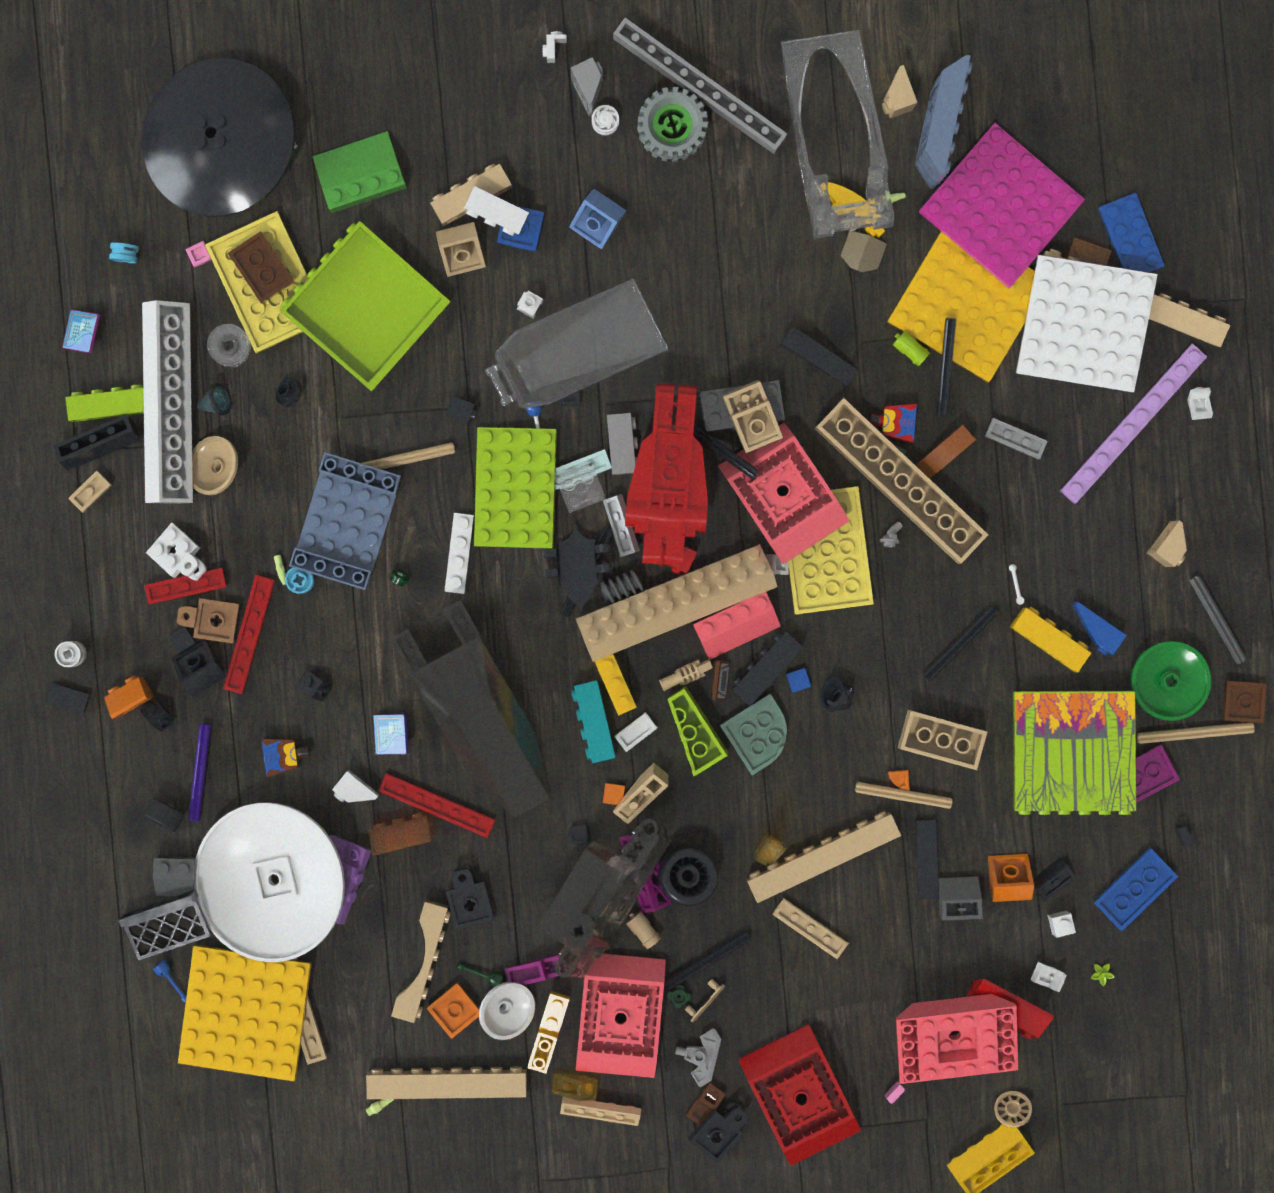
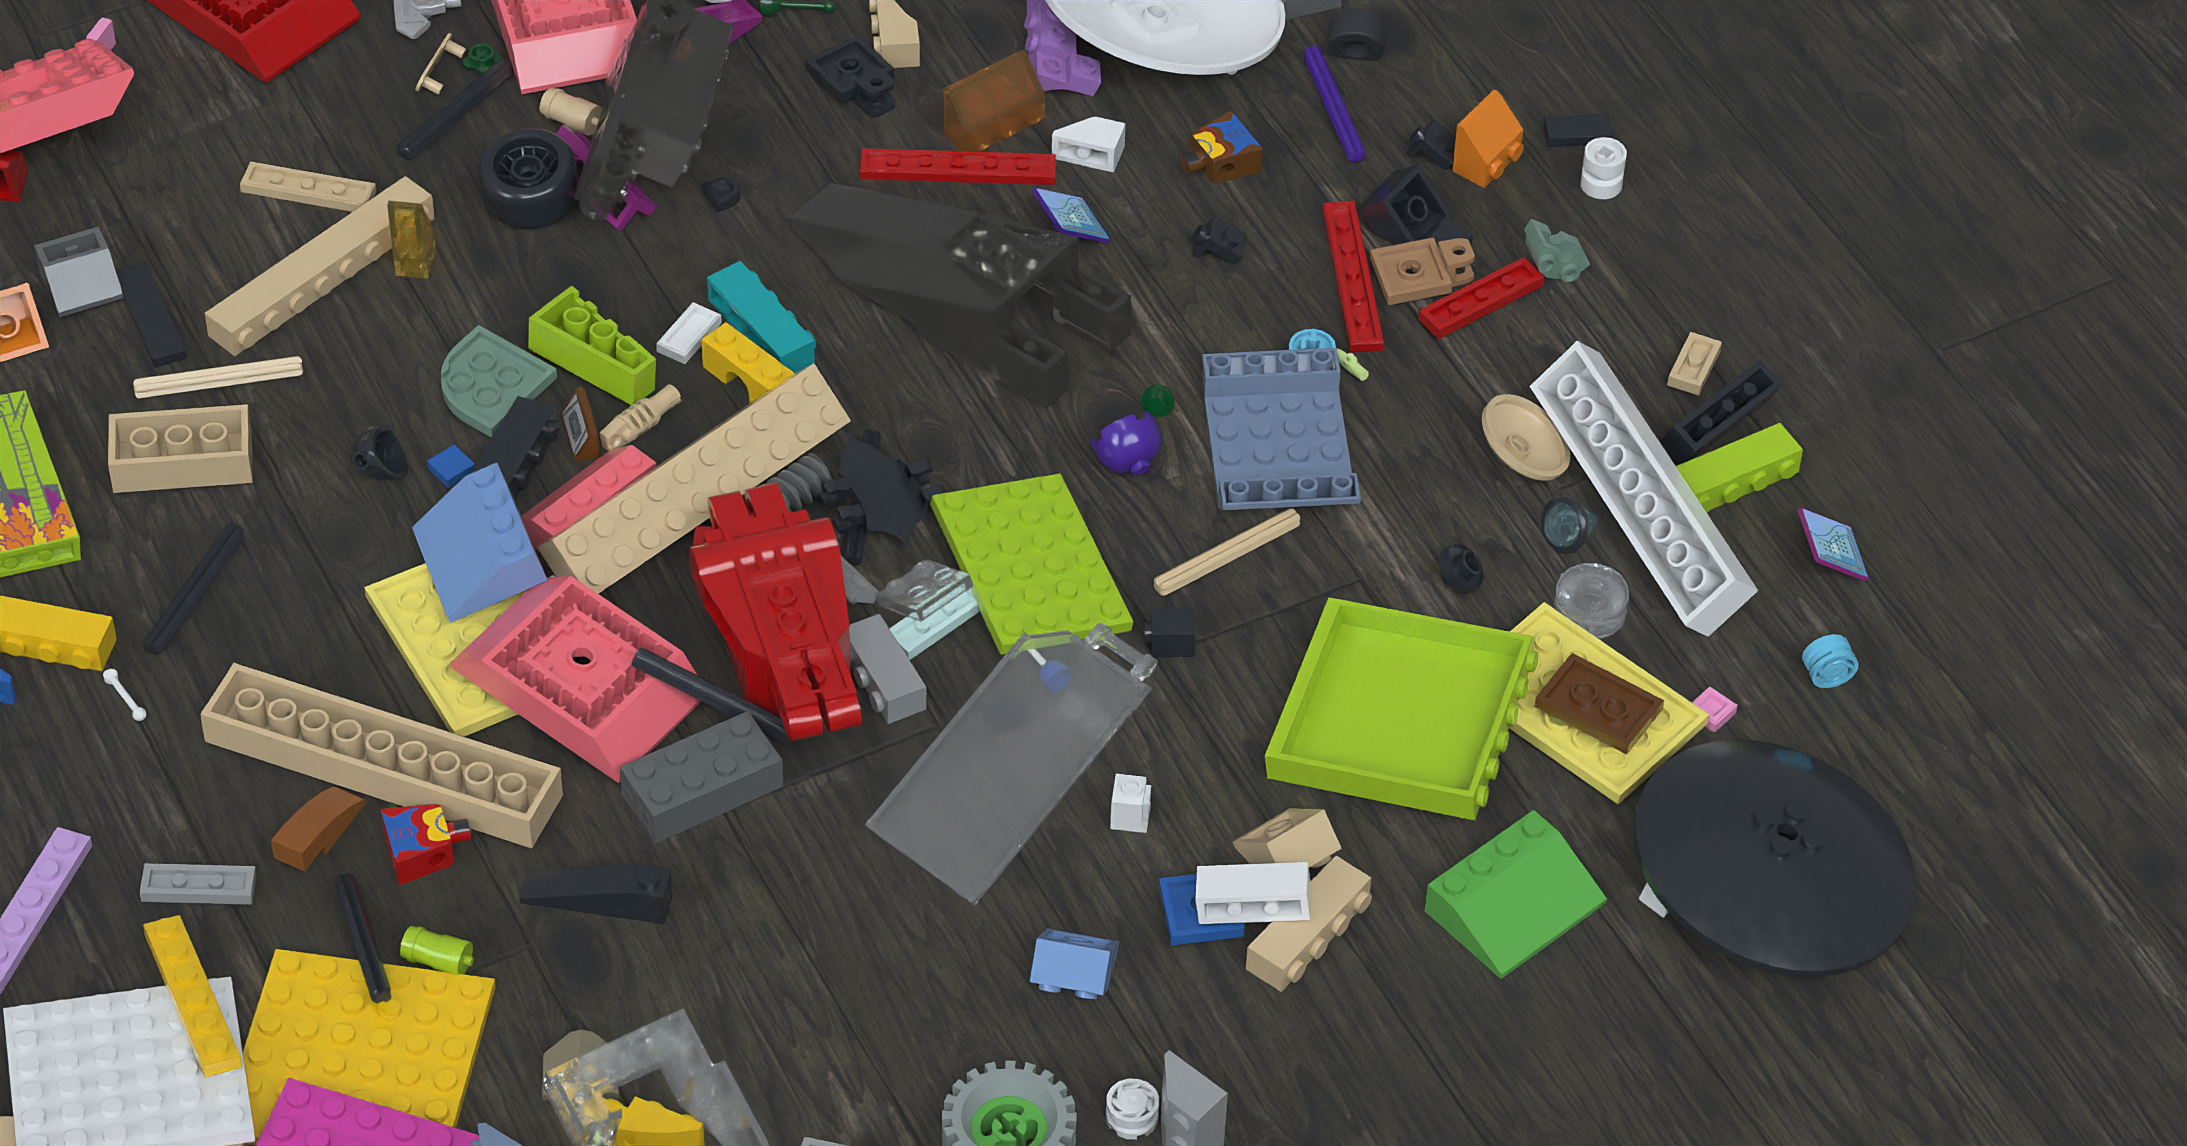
camera: 155 degrees right, 40 degrees down
(128, 600) = (1555, 255): none -> sand green cylinder
(183, 559) = (1505, 322): white plate -> none
(429, 546) = (1129, 444): none -> dark purple cylinder
(459, 553) = (1079, 462): white plate -> none
(613, 793) = (689, 252): orange tile -> none
(642, 793) = (641, 260): tan slope -> none
(752, 416) = (679, 739): tan slope -> none
(808, 597) = (477, 545): none -> medium blue slope
(890, 538) = (370, 680): light grey plate -> none
(900, 778) = (232, 395): orange tile -> none
(1042, 357) = (192, 996): none -> yellow plate

